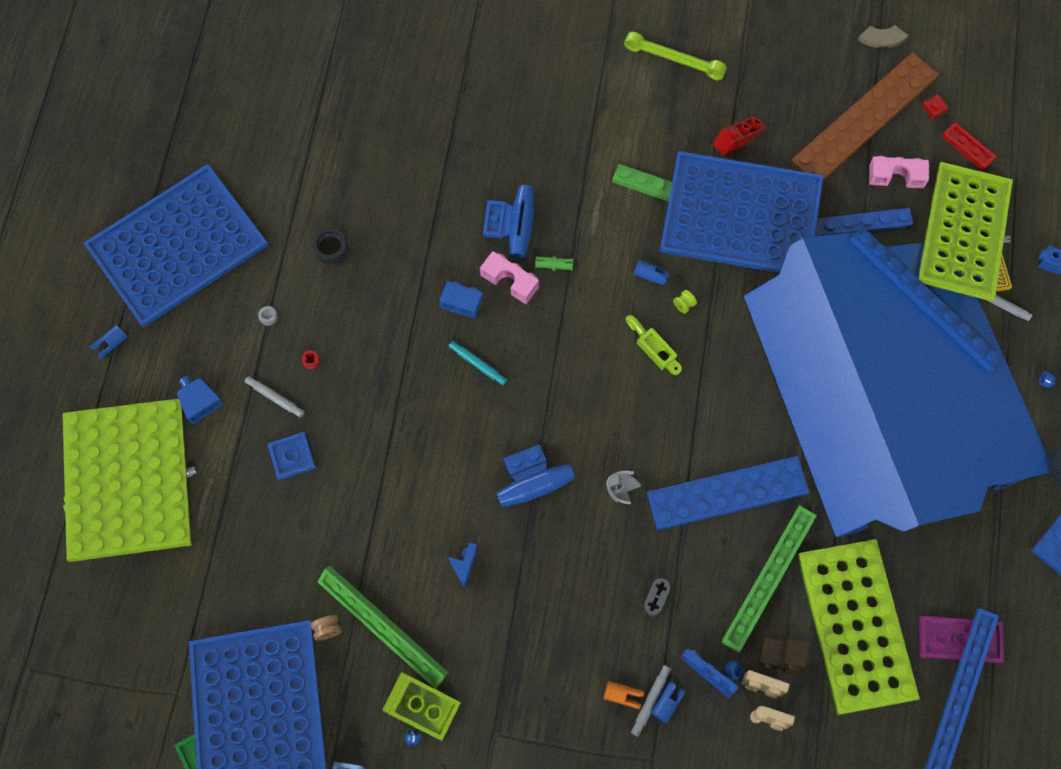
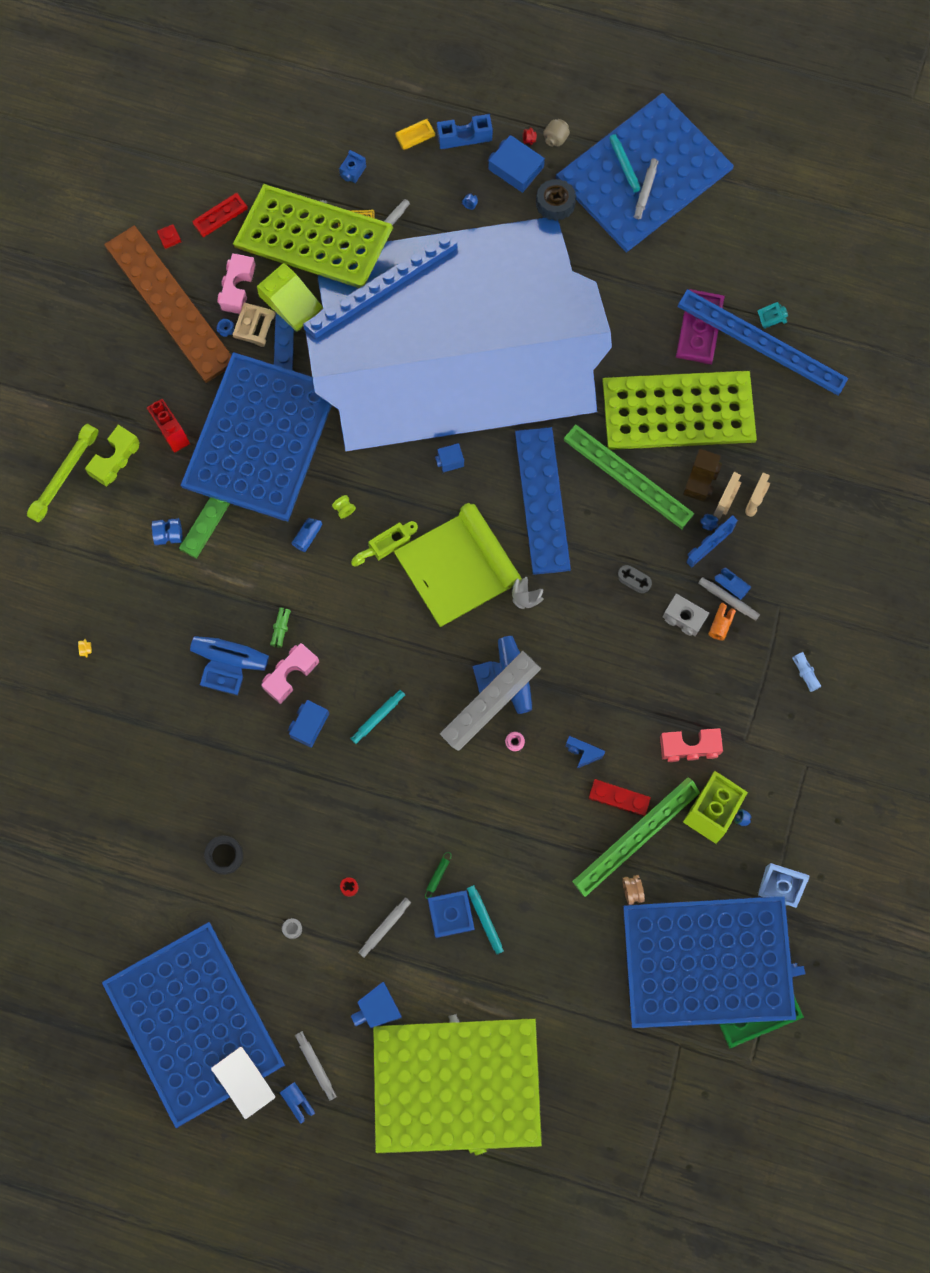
camera: 85 degrees left, 5 degrees up
(123, 292) = (243, 1082): none -> white sticker
(142, 354) = (315, 1066): none -> light grey piece
(288, 488) = (485, 920): none -> teal piece
(328, 439) = (438, 875): none -> green piece
(421, 606) = (619, 798): none -> red plate
(468, 489) = (514, 735): none -> bright pink plate
(487, 692) = (674, 747): none -> coral arch
(502, 461) = (490, 701): none -> light grey brick
(510, 101) = (84, 648): none -> yellow plate
(623, 666) = (681, 605): none -> light grey brick
(632, 150) = (167, 531): none -> blue wheel
(643, 418) = (459, 565): none -> lime door
(710, 101) = (106, 469): none -> lime arch
(755, 394) = (449, 458): none -> blue brick
(851, 165) = (225, 323): none -> blue plate
(862, 189) = (248, 322): none -> tan plate
(883, 38) = (80, 268): dark tan tile -> none
(894, 216) = (289, 297): none -> lime slope
(993, 720) = (772, 315): none -> teal bracket

